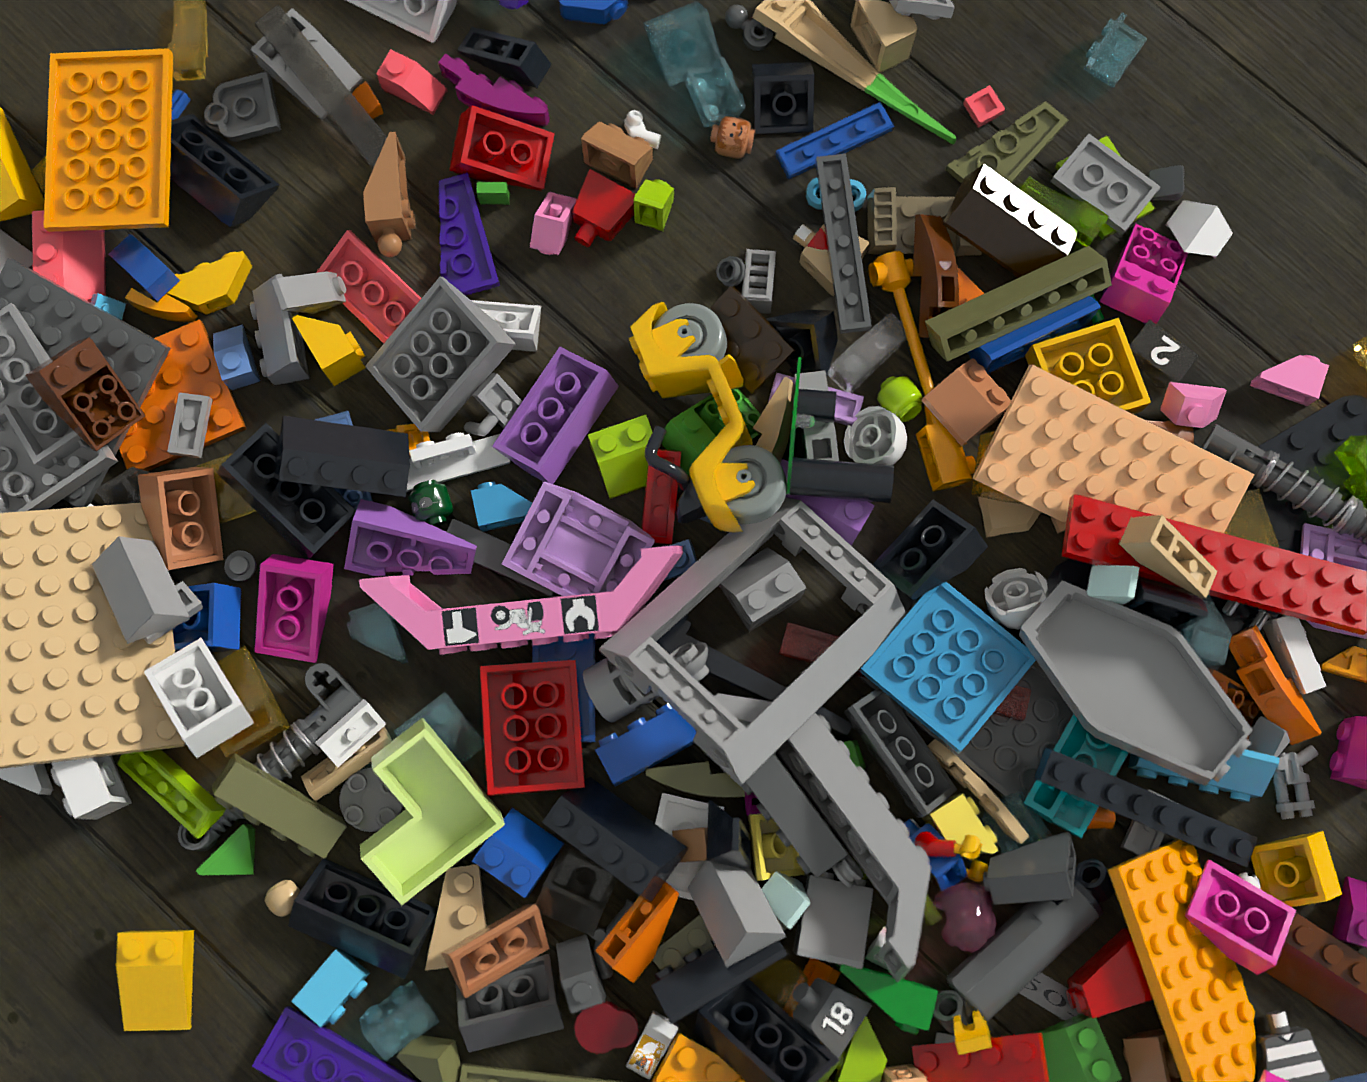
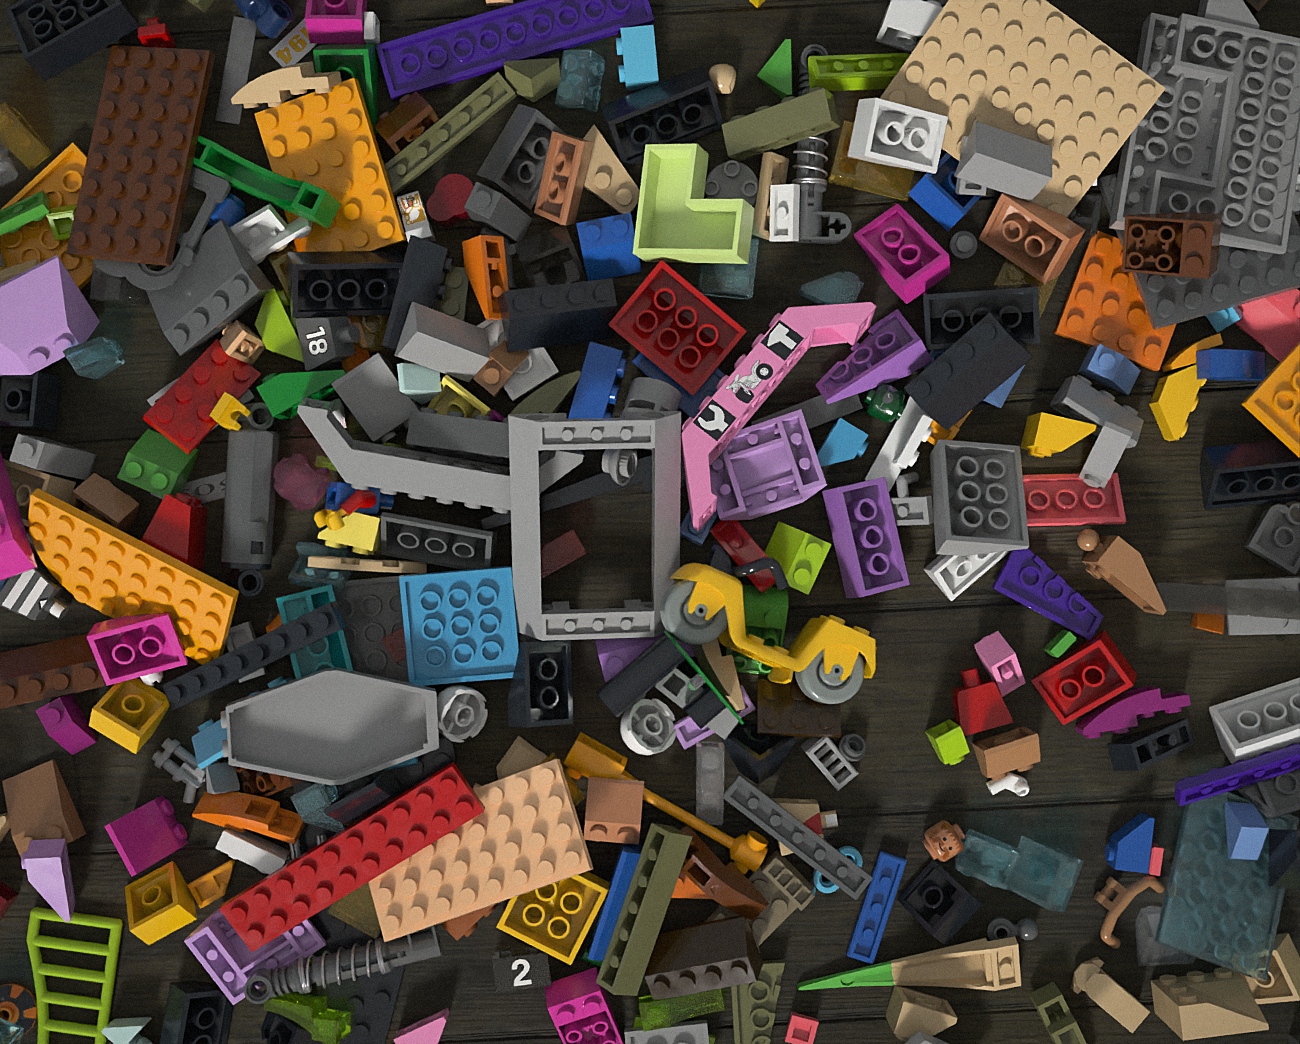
camera: 135 degrees right, 10 degrees up
(189, 425) = (1088, 296): light grey plate -> none
(410, 82) = (1193, 664): coral slope -> none
(727, 839) = (488, 379): black slope -> none
(762, 588) = (624, 559): light grey slope -> none
(847, 871) = (397, 435): light grey bush -> none
(855, 753) = (465, 513): bright green tile -> none
(900, 397) = (659, 771): lime head -> none
(1033, 872) = (284, 548): dark grey slope -> none
(1113, 583) = (404, 776): light aqua slope -> none
(1165, 551) = (386, 828): tan slope -> none
(1192, 404) = (469, 954): bright pink slope -> none

